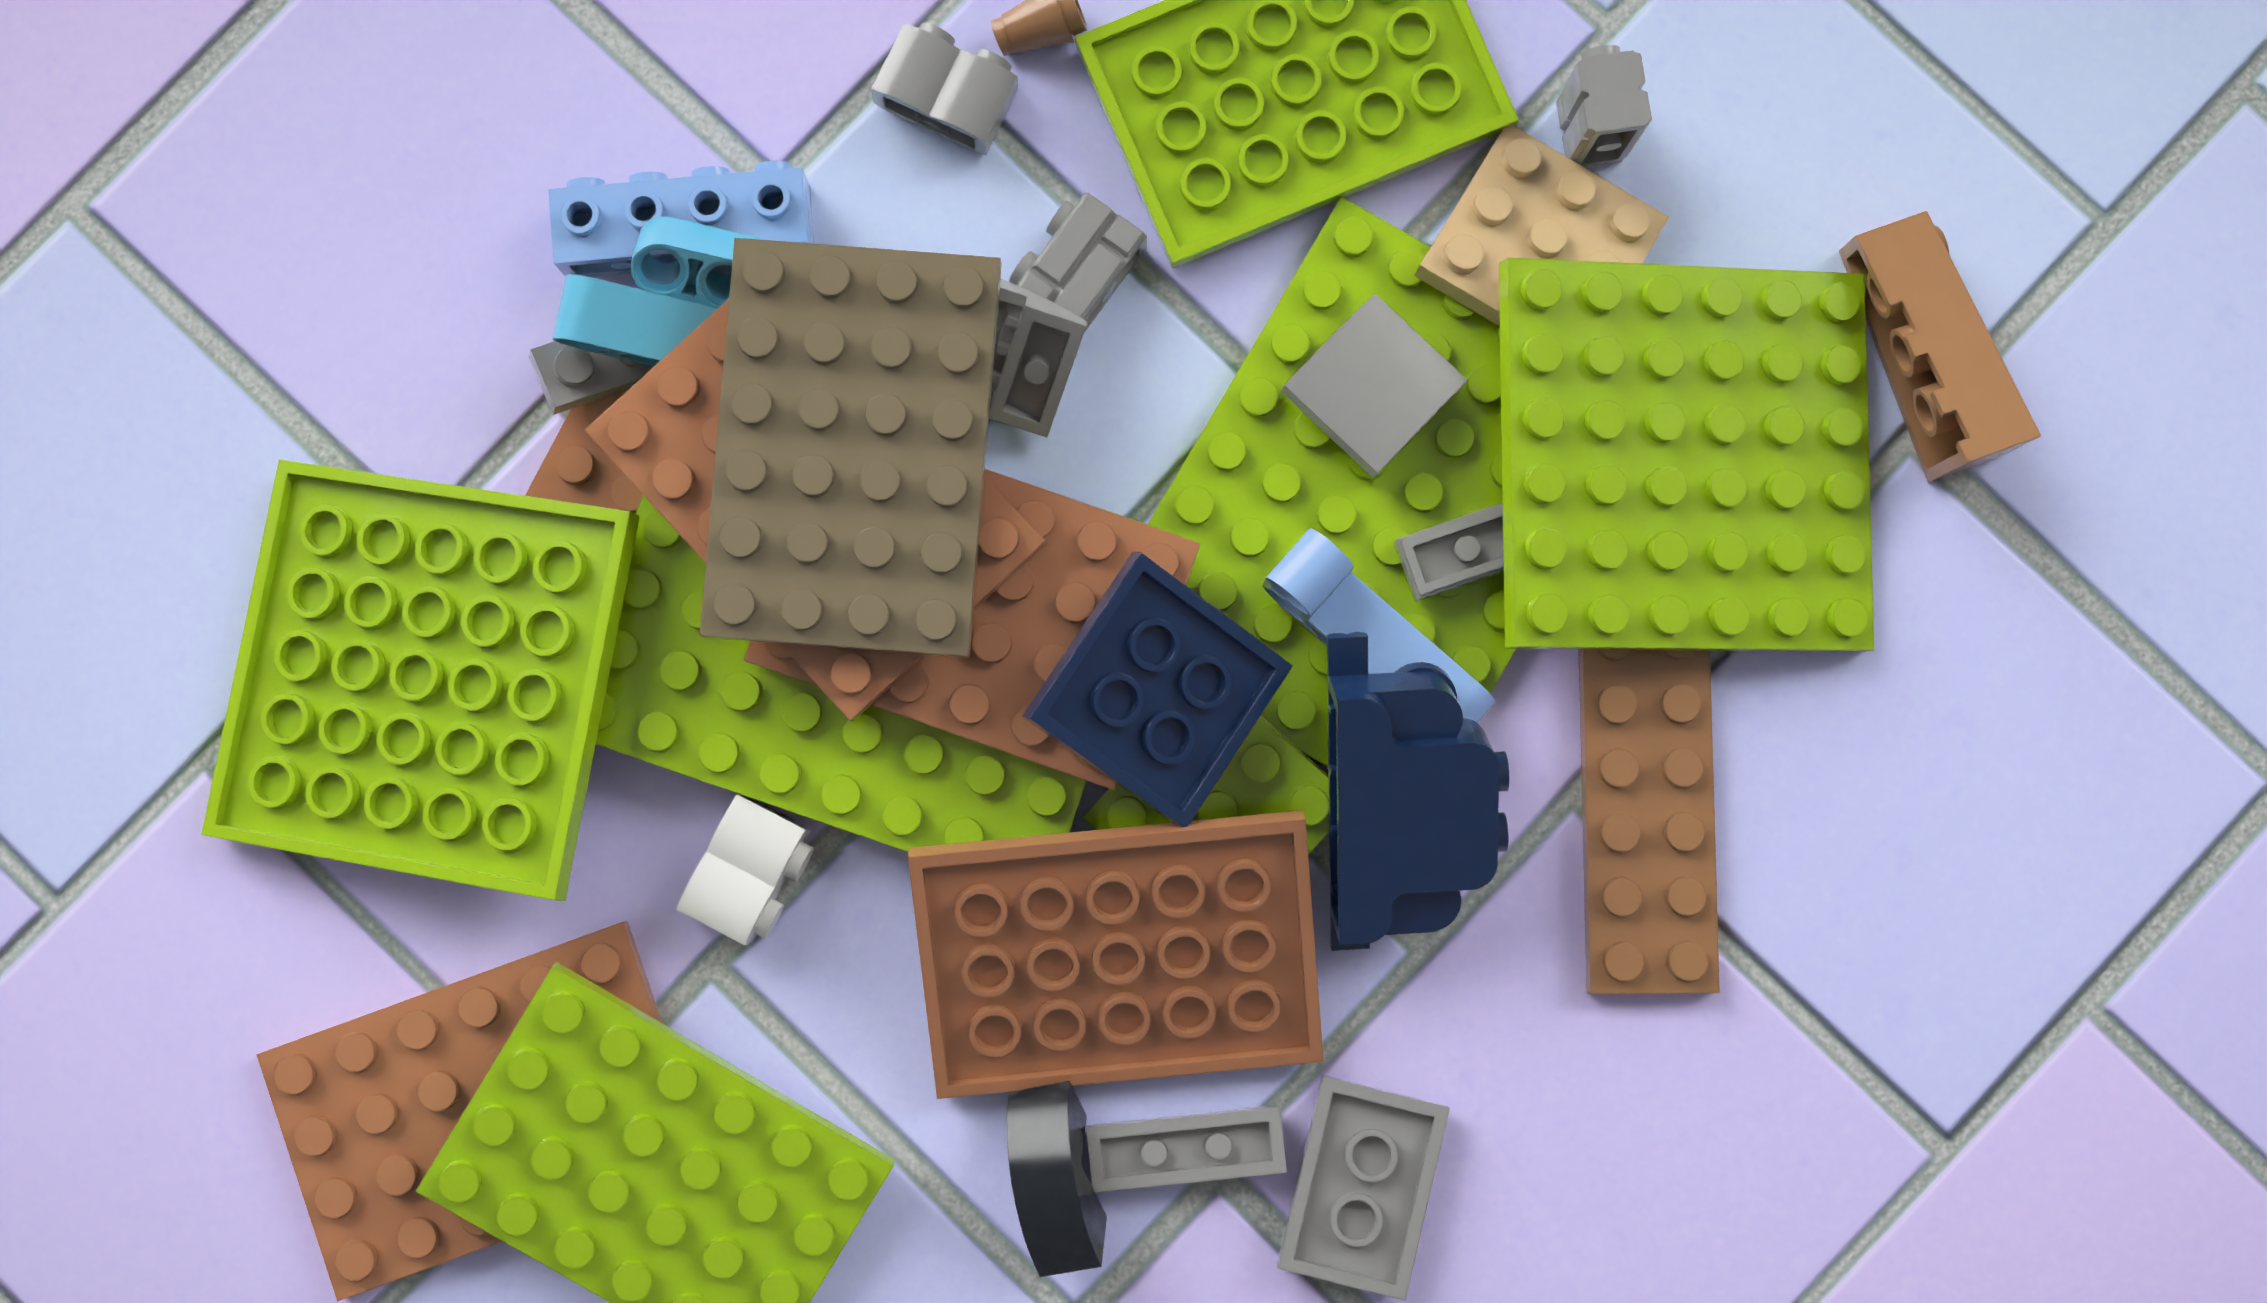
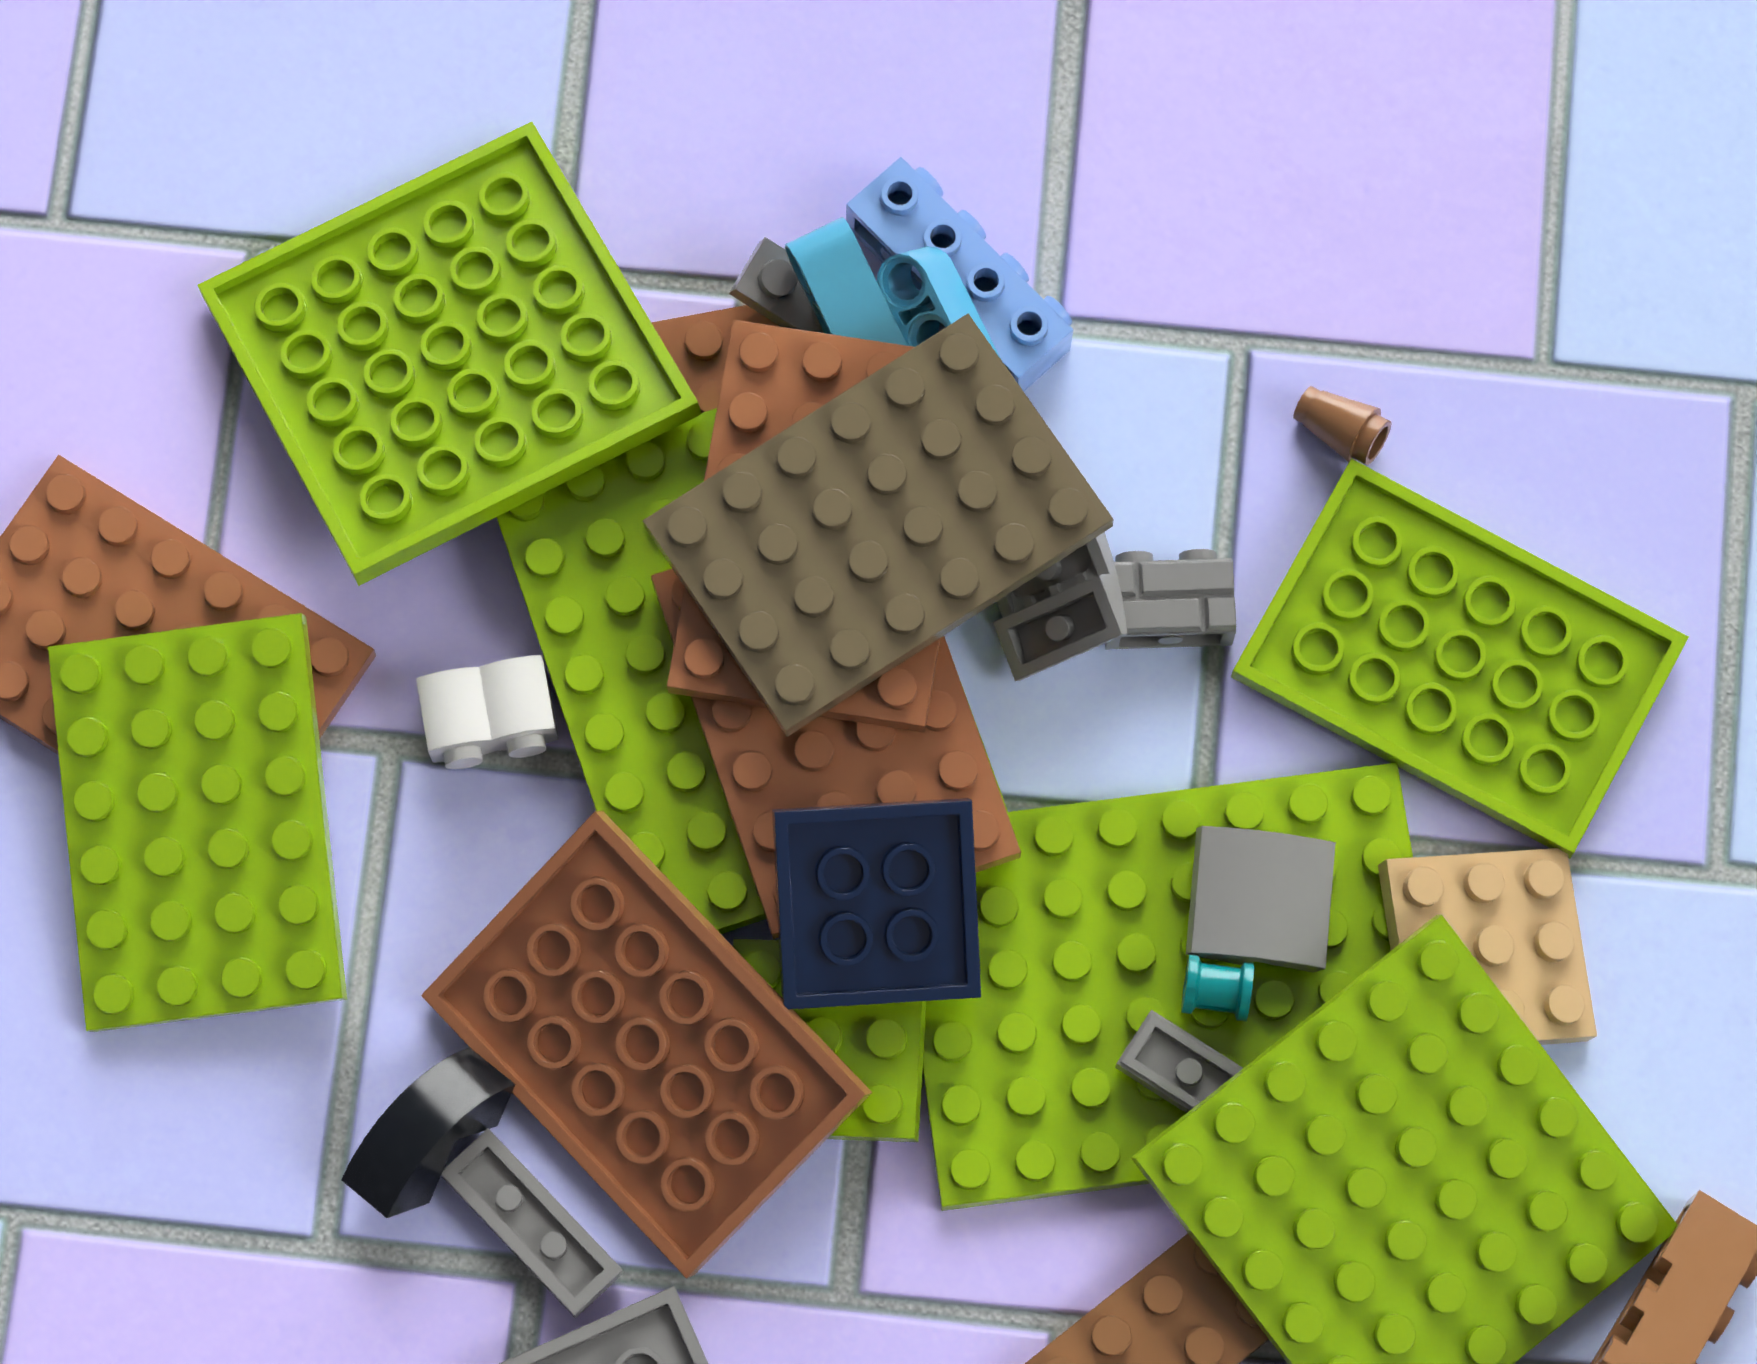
camera: 50 degrees right, 10 degrees down
(945, 87) = (1229, 392): light grey brick -> none
(1327, 598) = (1056, 1051): light blue beam -> none
(1406, 798) = (943, 1164): dark blue brick -> none
(1420, 474) = (1217, 988): none -> teal bush
(1603, 106) = (1634, 906): light grey brick -> none

